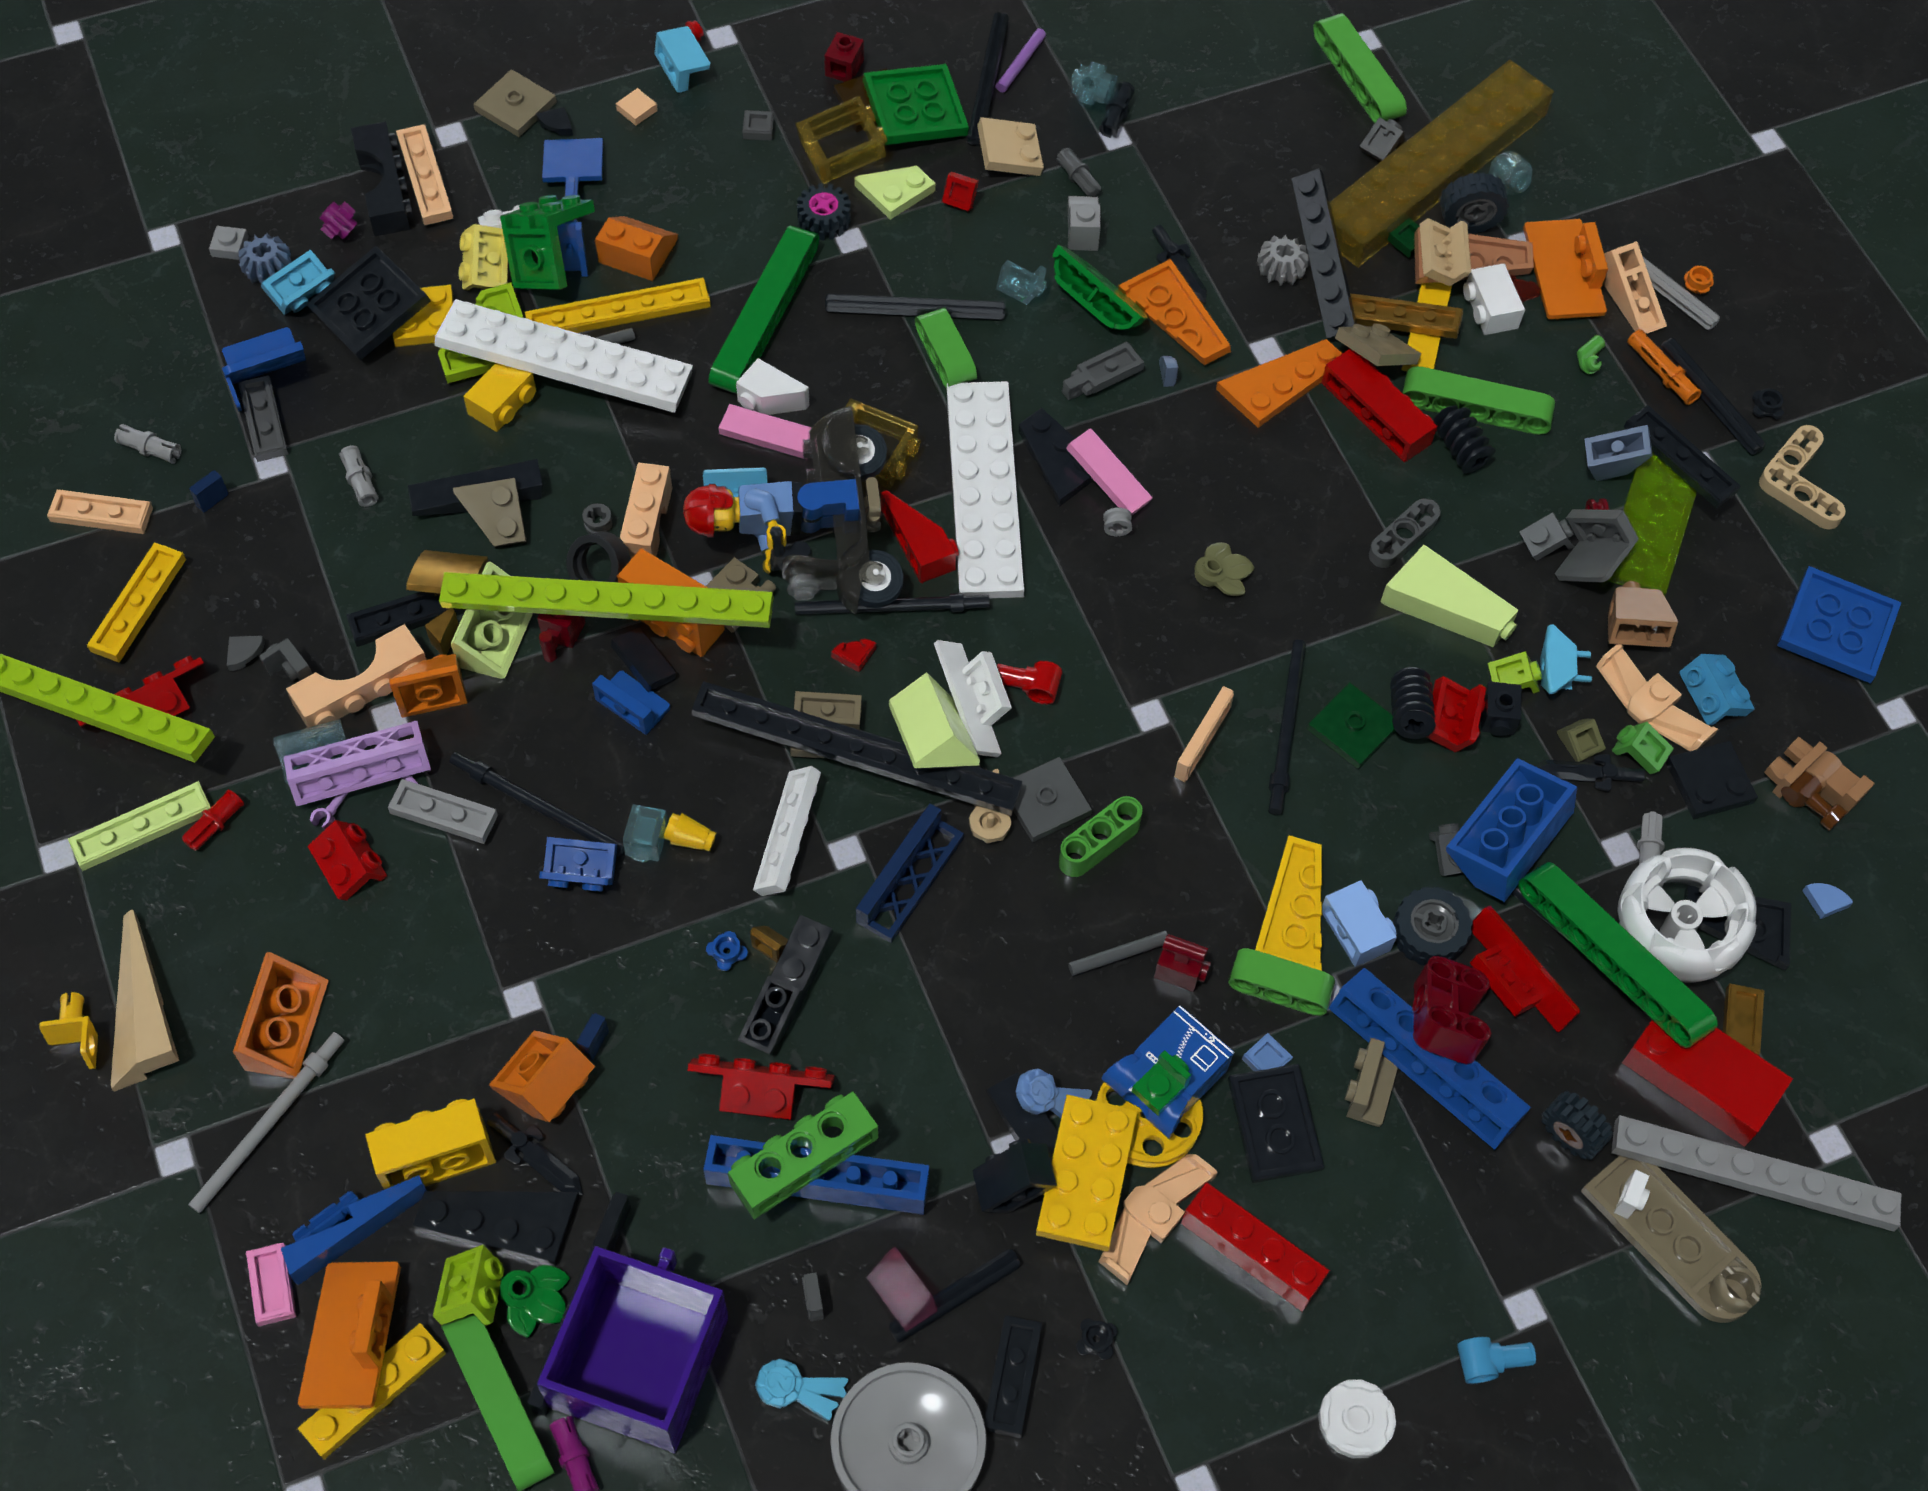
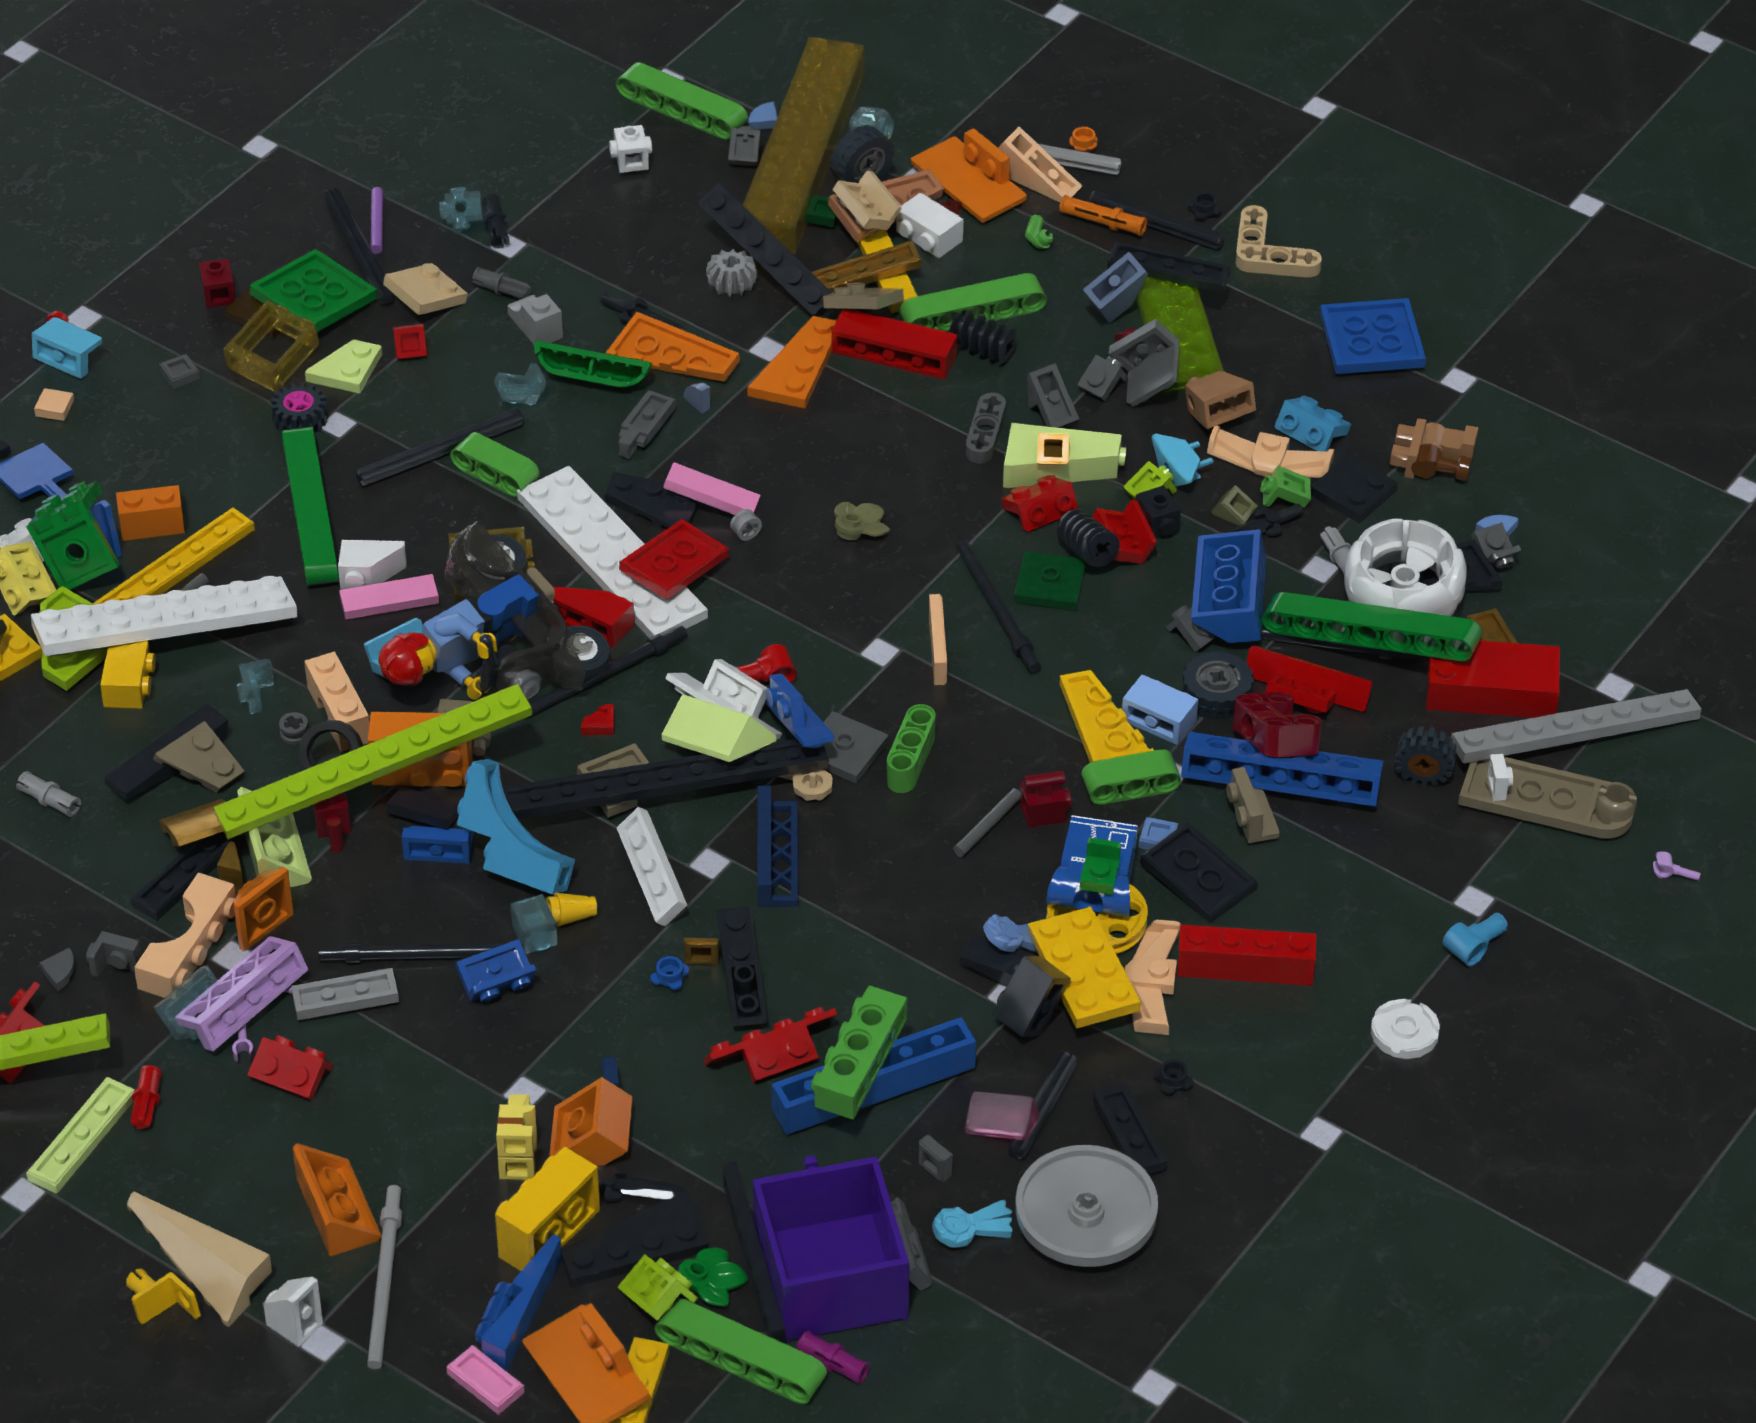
camera: 30 degrees left, 15 degrees down
(160, 1115) = (294, 1309): none -> white slope
(463, 1049) = (517, 1138): none -> light yellow hips
(590, 455) = (252, 678): none -> clear light blue bracket
(675, 746) = (512, 848): none -> dark azure arch
(721, 1376) = (918, 1268): none -> dark grey hinge
(1014, 748) = (796, 714): none -> blue bracket
(1026, 525) = (674, 559): none -> red tile
(1280, 89) = (630, 148): none -> white brick
(1401, 638) = (1041, 502): none -> red bracket
(1421, 116) = (763, 116): none -> medium blue tile
(1440, 594) = (1053, 449): none -> slope
(1481, 535) = (1051, 396): none -> dark grey slope
(1742, 1387) = (1665, 868): none -> lavender hand
(1809, 922) = (1496, 545): none -> dark grey bracket

